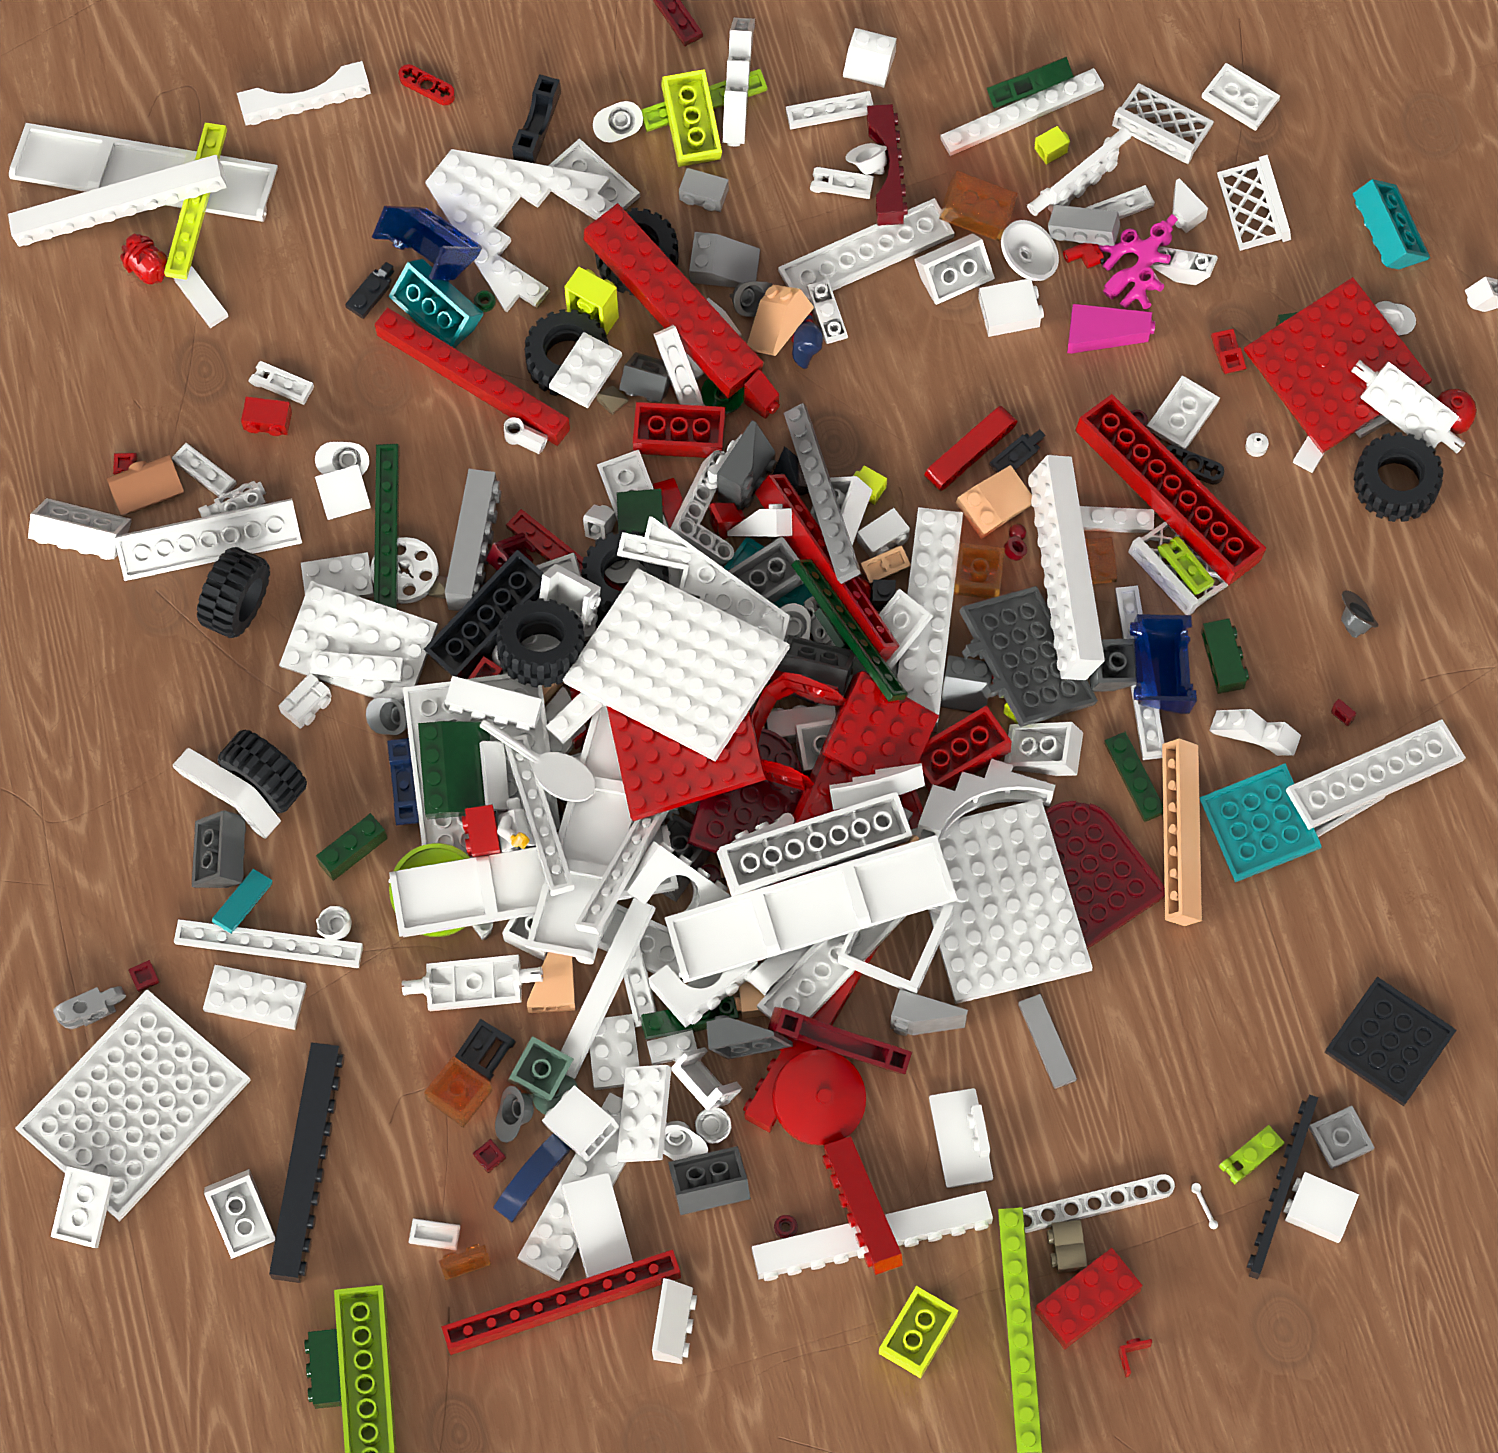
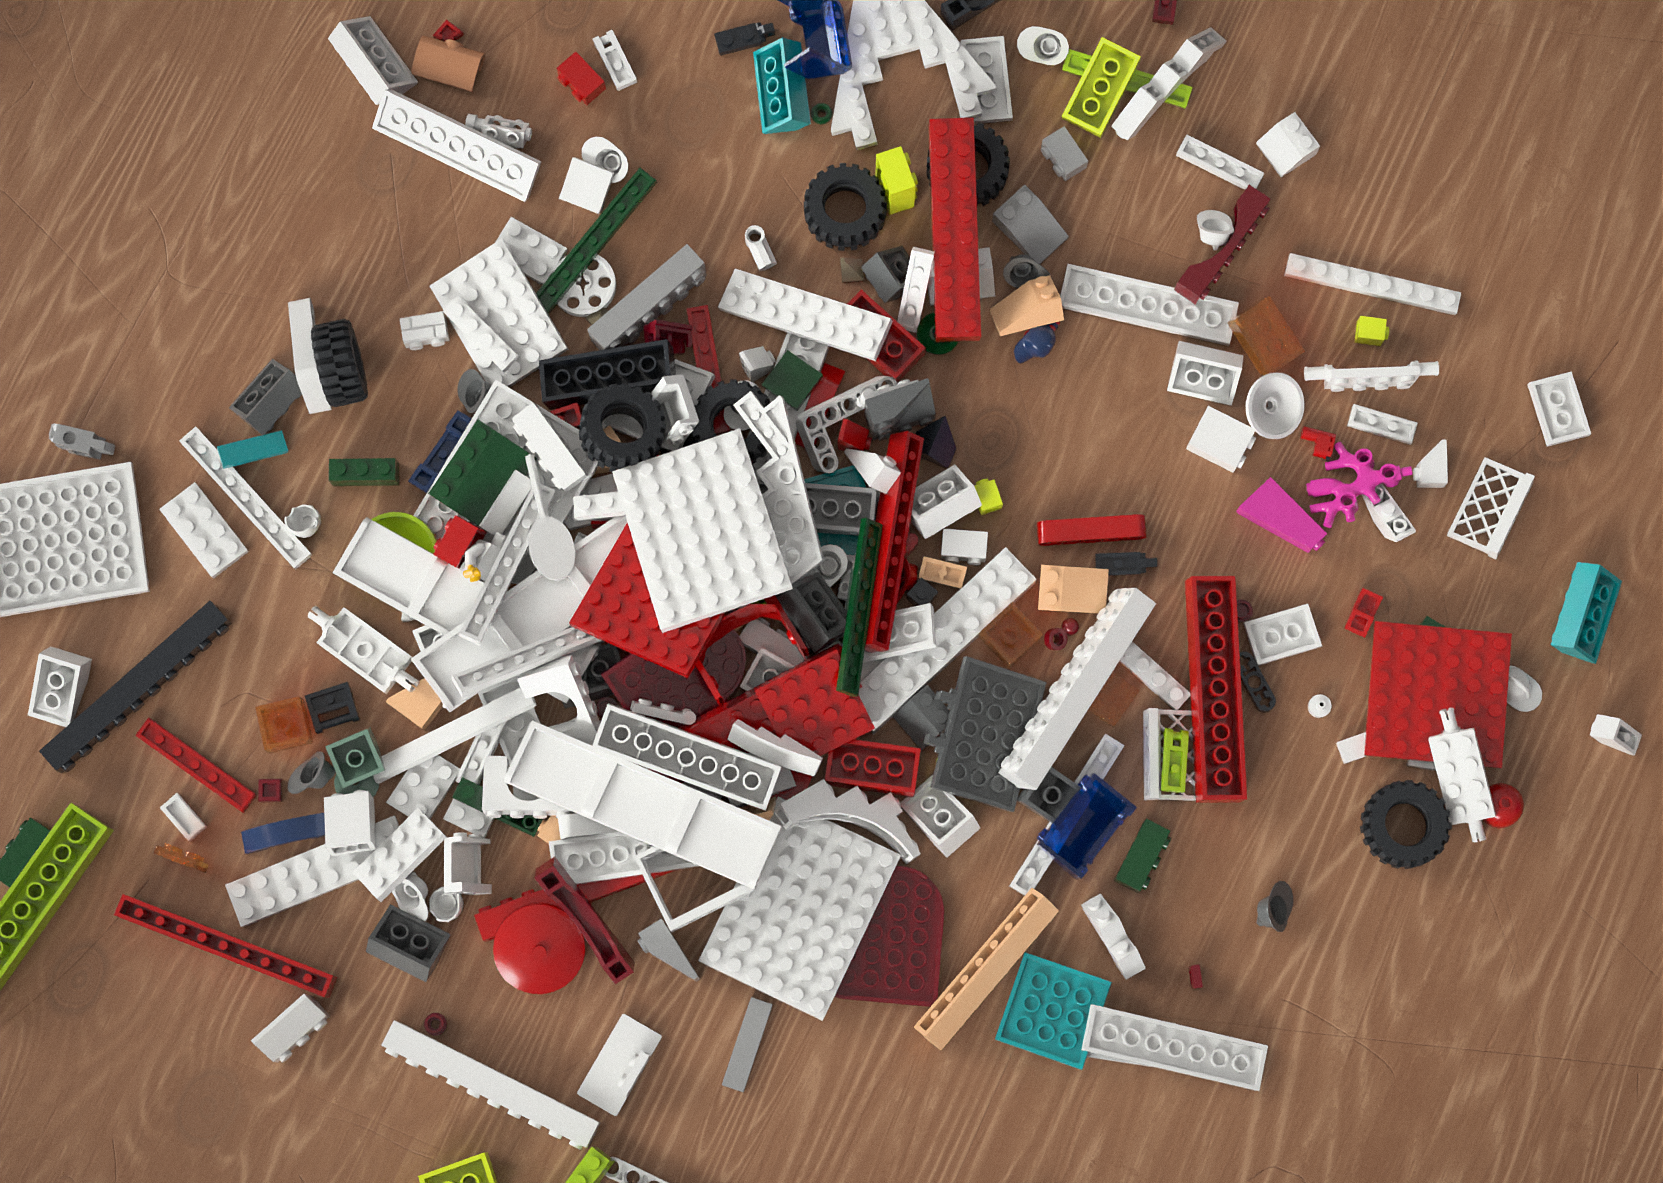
camera: 40 degrees right, 10 degrees up
(143, 976) = (138, 449): dark red plate -> none
(203, 470) = (501, 85): white tile -> none
(233, 592) = (433, 203): black tyre -> none
(409, 1185) = (196, 765): none -> red tile
(471, 376) = (759, 168): red brick -> none
(585, 370) = (841, 233): white plate -> none
(597, 1224) = (299, 910): white tile -> none
(607, 454) = (805, 314): none -> white plate
(739, 1039) = (514, 850): dark grey slope -> none
(761, 395) = (964, 359): red slope -> none
(822, 493) = (938, 478): light grey plate -> none
(826, 312) = (1072, 331): white slope -> none
(842, 183) = (1178, 232): white plate -> none
(863, 1206) = (497, 1058): red brick -> none
(1030, 82) = (1398, 266): dark green slope -> none
(1084, 225) = (1336, 419): light grey brick -> none
(1134, 776) = (991, 893): dark green plate -> none
(1155, 134) = (1459, 382): white fence -> none

